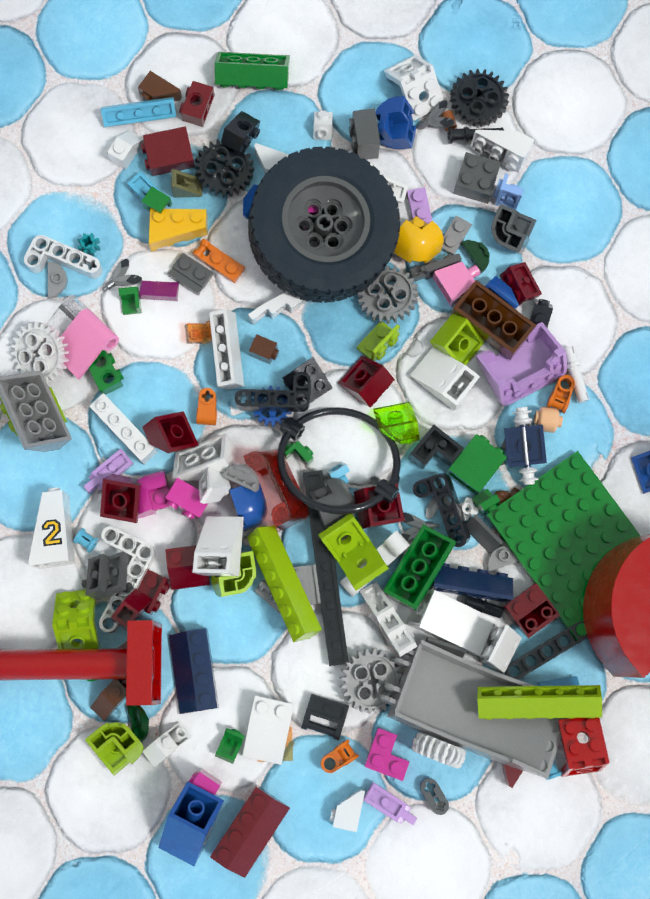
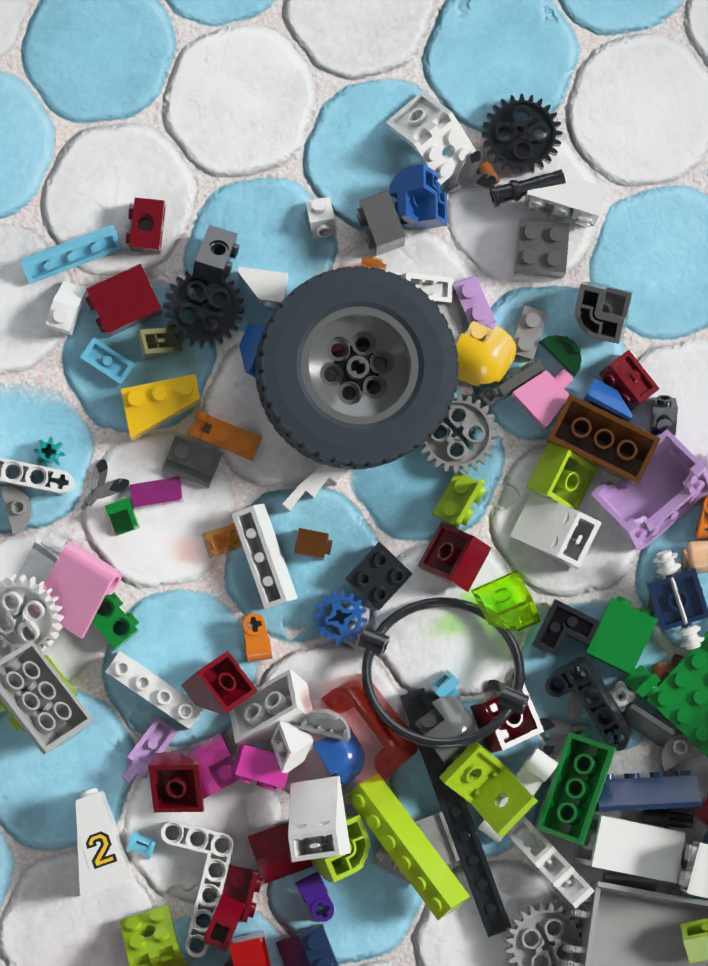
camera: 10 degrees left, 5 degrees up
(106, 575) = (180, 886): dark grey plate -> none
(156, 87) = (88, 217): reddish brown slope -> none
(156, 200) = (126, 377): green panel -> none
(206, 604) = (314, 892): none -> dark purple piece
(252, 70) = (209, 161): green slope -> none
(274, 395) = (340, 608): black beam -> none
(304, 453) = (395, 669): green bracket -> none
(507, 194) = (587, 267): light blue bracket -> none

